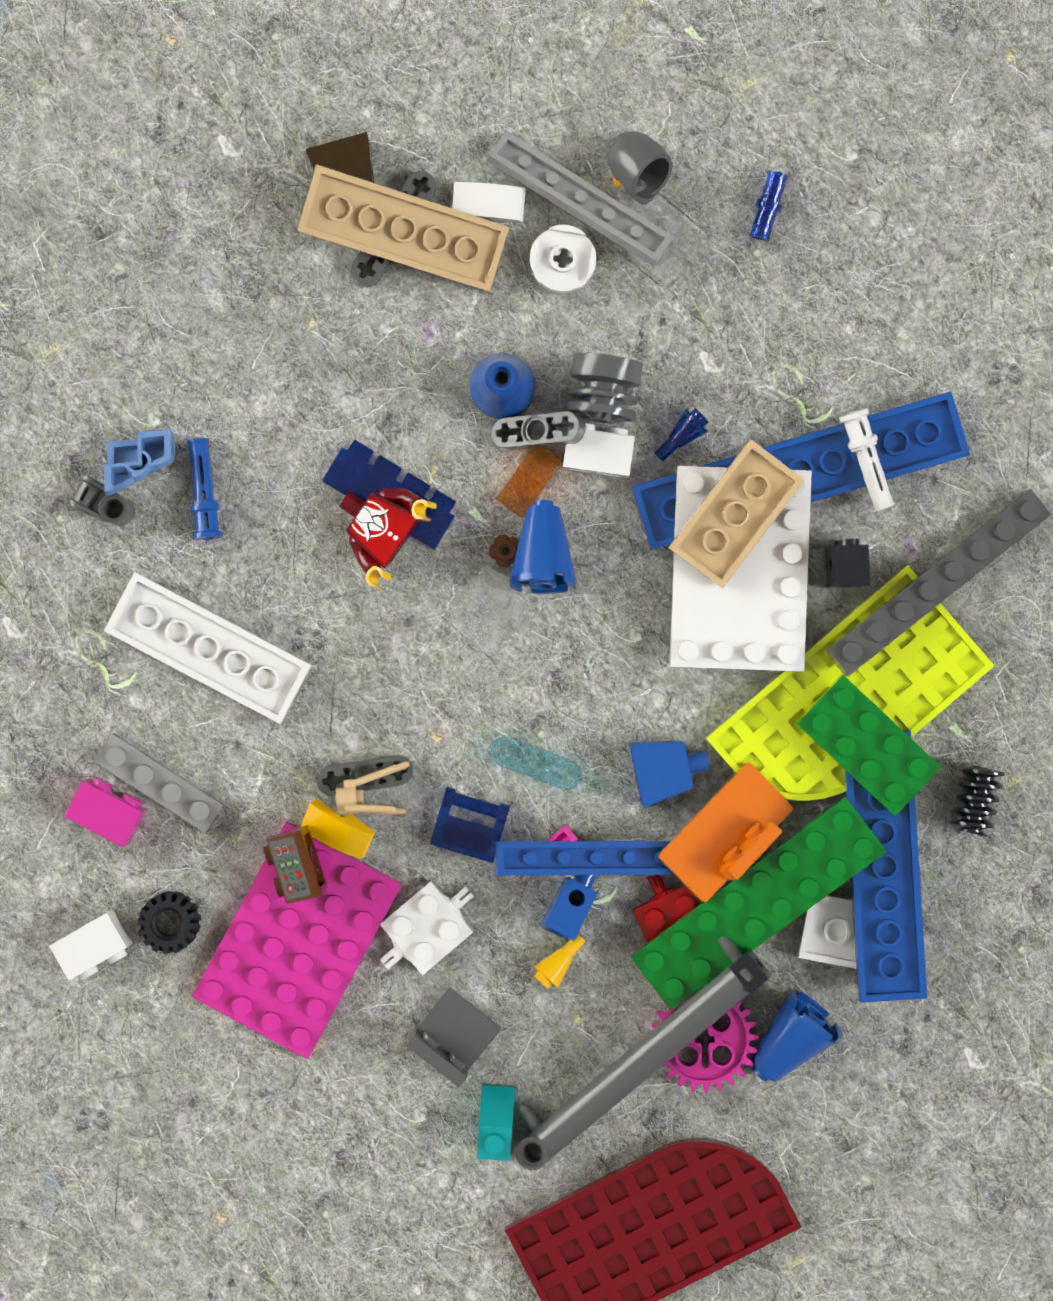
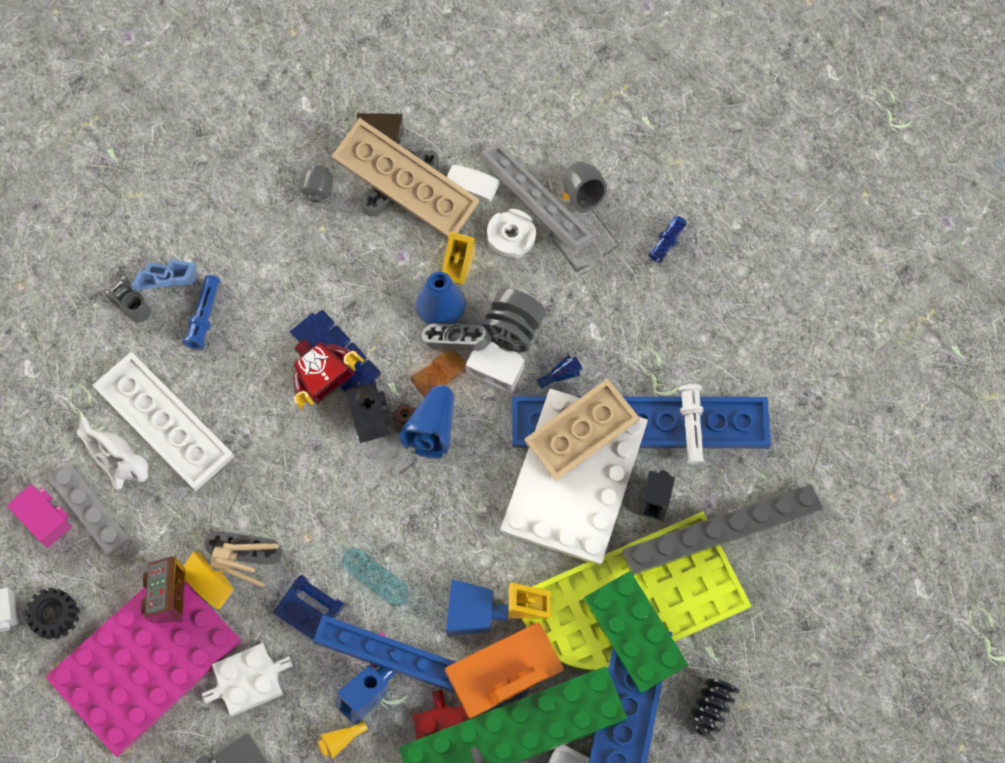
camera: 15 degrees right, 20 degrees down
(164, 710) = (113, 455): none -> white animal
(285, 265) = (317, 183): none -> dark grey head
(448, 552) = (368, 413): none -> black brick
(505, 319) = (458, 257): none -> yellow slope
(731, 745) = (528, 602): none -> yellow slope

